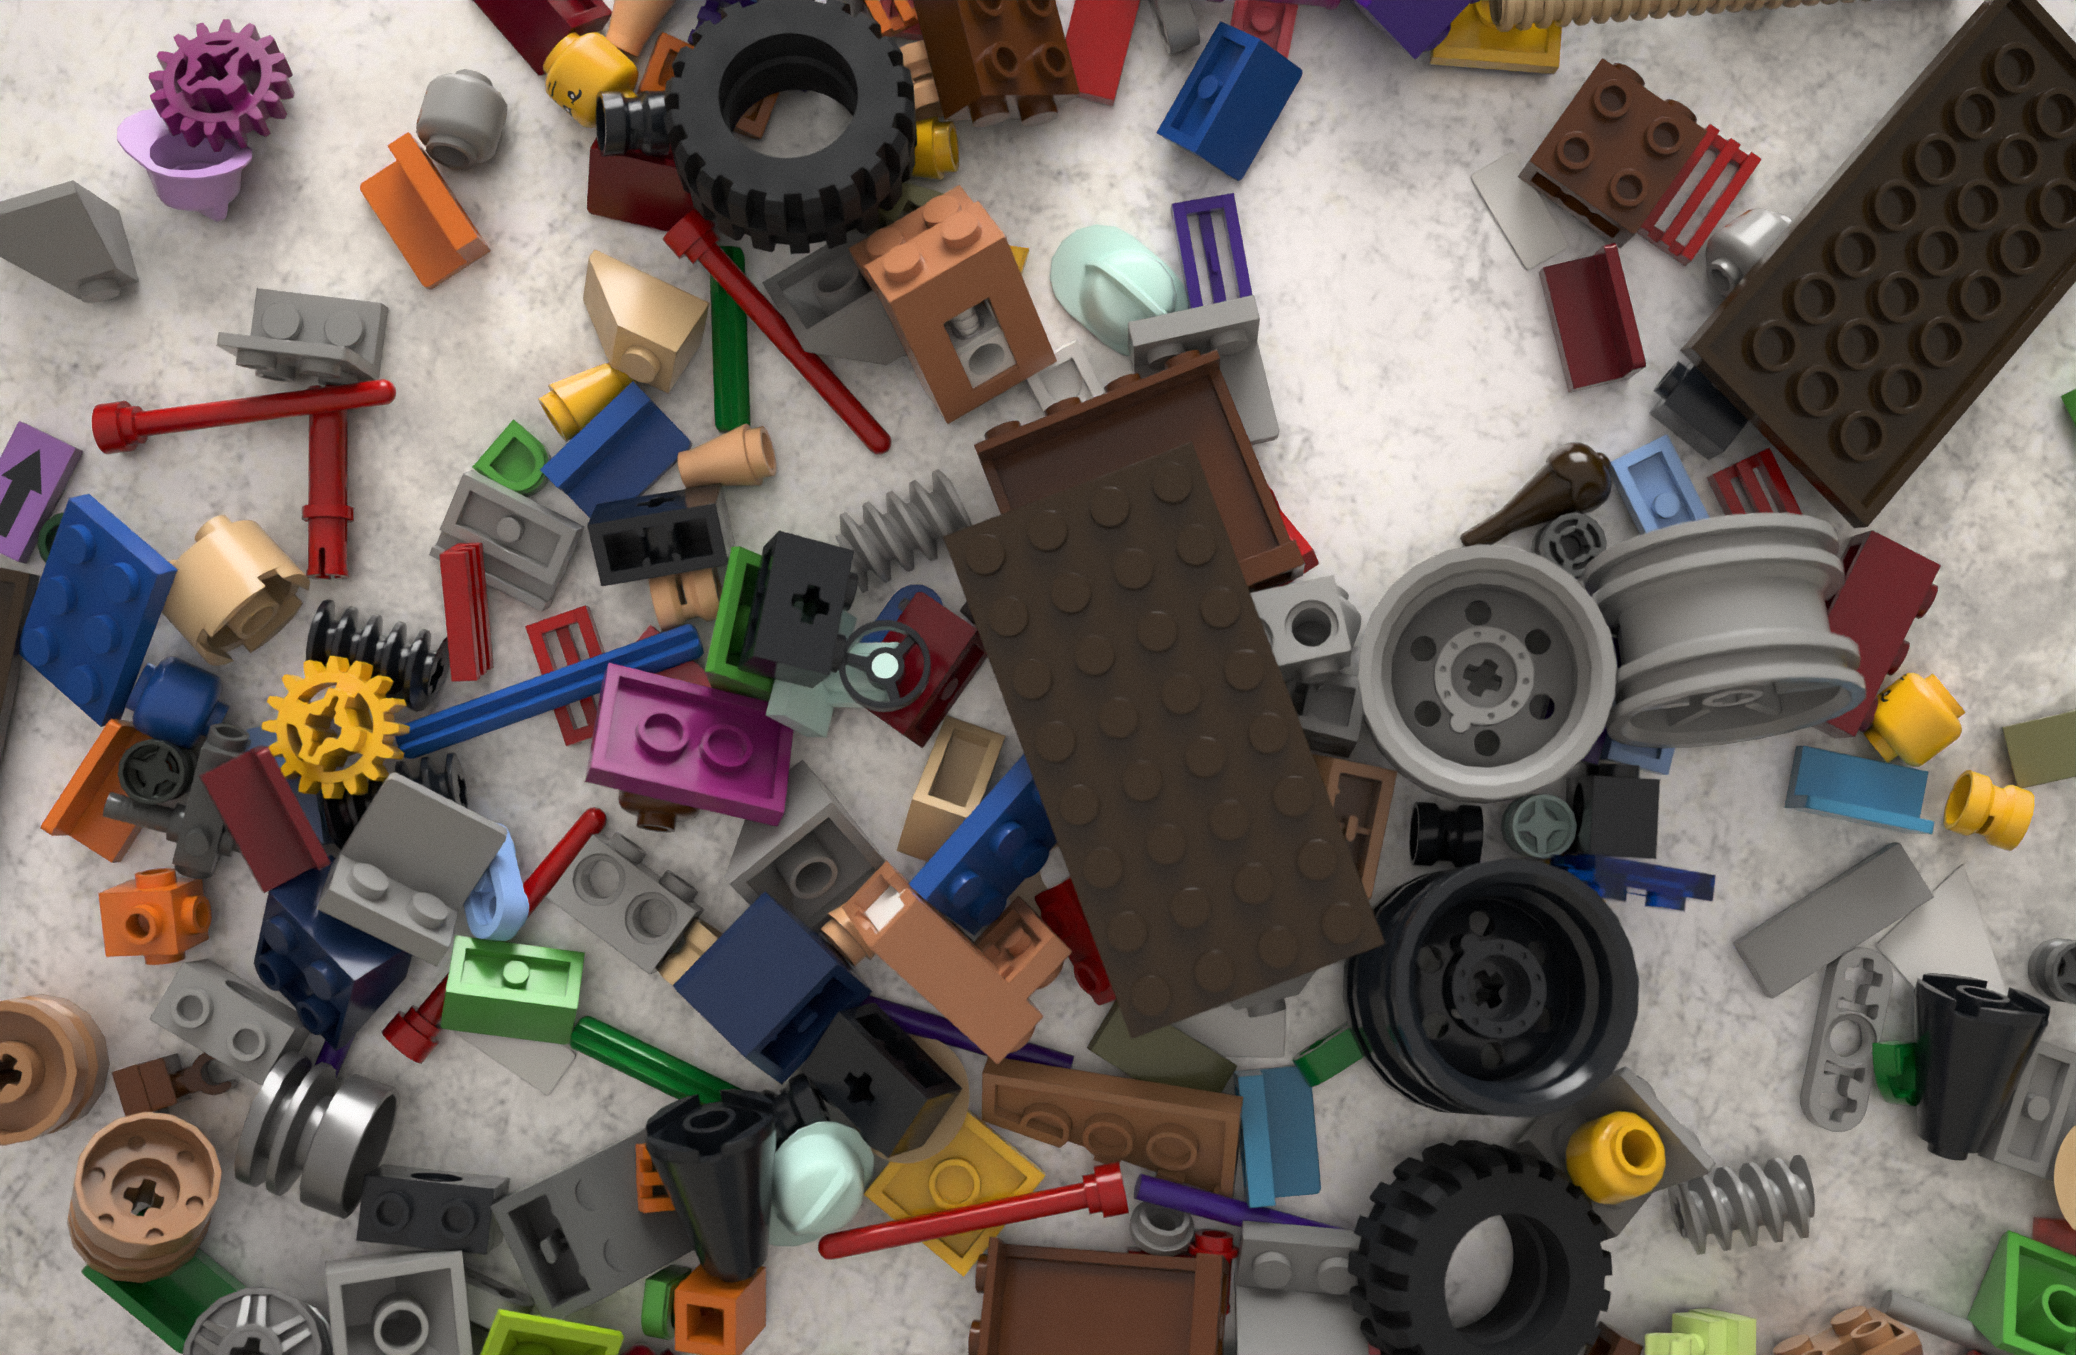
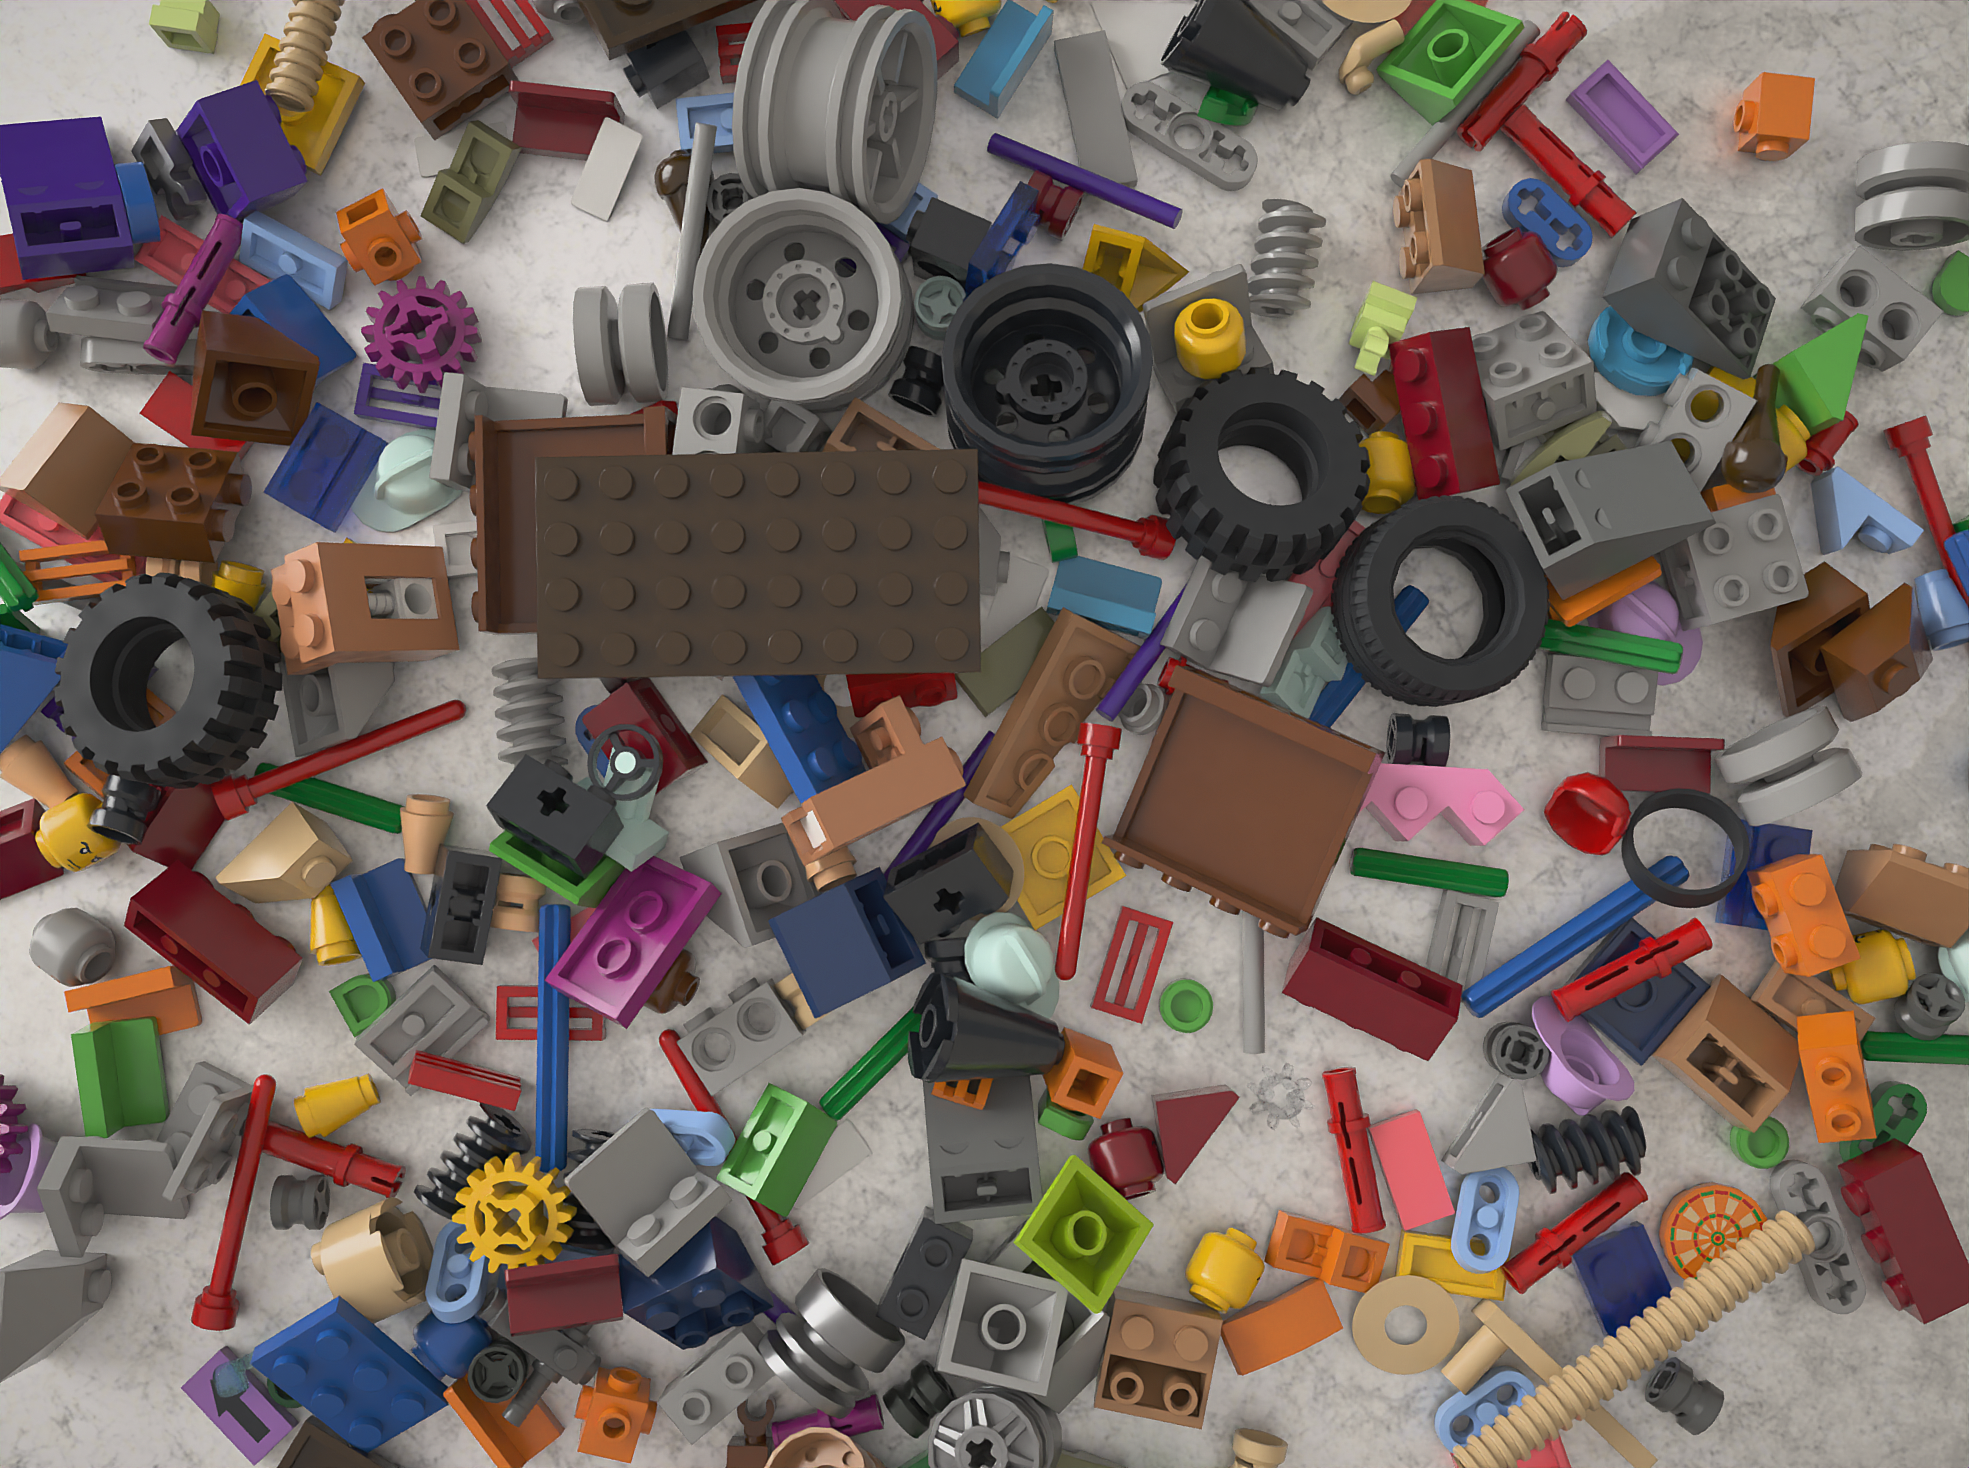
camera: 70 degrees left, 0 degrees up
(51, 472) = (231, 1376): none -> clear light blue hand
(220, 256) = (101, 1178): none -> light grey bracket
(244, 1199) = (863, 1418): none -> magenta pin
(246, 682) = (455, 1275): none -> light blue plate
(268, 476) = (300, 1202): none -> dark grey wheel
(289, 1254) = (919, 1399): none -> pearl dark grey wheel
(339, 225) = (120, 1075): none -> bright green panel
(390, 474) = (334, 1104): none -> yellow cone
(523, 273) = (213, 941): none -> dark red brick
(864, 1291) = (1117, 1007): none -> red tile
(1099, 195) = (325, 467): none -> clear blue plate
(1164, 79) = (249, 381): none -> reddish brown slope
(1271, 230) = (397, 343): none -> magenta gear
(1326, 53) = (281, 251): none -> light blue plate
(1357, 474) = (620, 344): none -> light grey wheel
(1363, 1159) = (1145, 534): none -> red piece
(1381, 160) = (379, 238): none -> orange brick
(1484, 236) = (472, 183): none -> olive slope
(1521, 511) = (691, 230): none -> light grey bar
(1557, 384) = (606, 168): none -> white sticker
(1669, 1026) = (1131, 264): none -> yellow slope
(1709, 919) = (1055, 204): none -> dark red wheel
(1748, 939) = (1085, 180): none -> dark purple bar
(1999, 1204) = (1363, 51): none -> tan arm

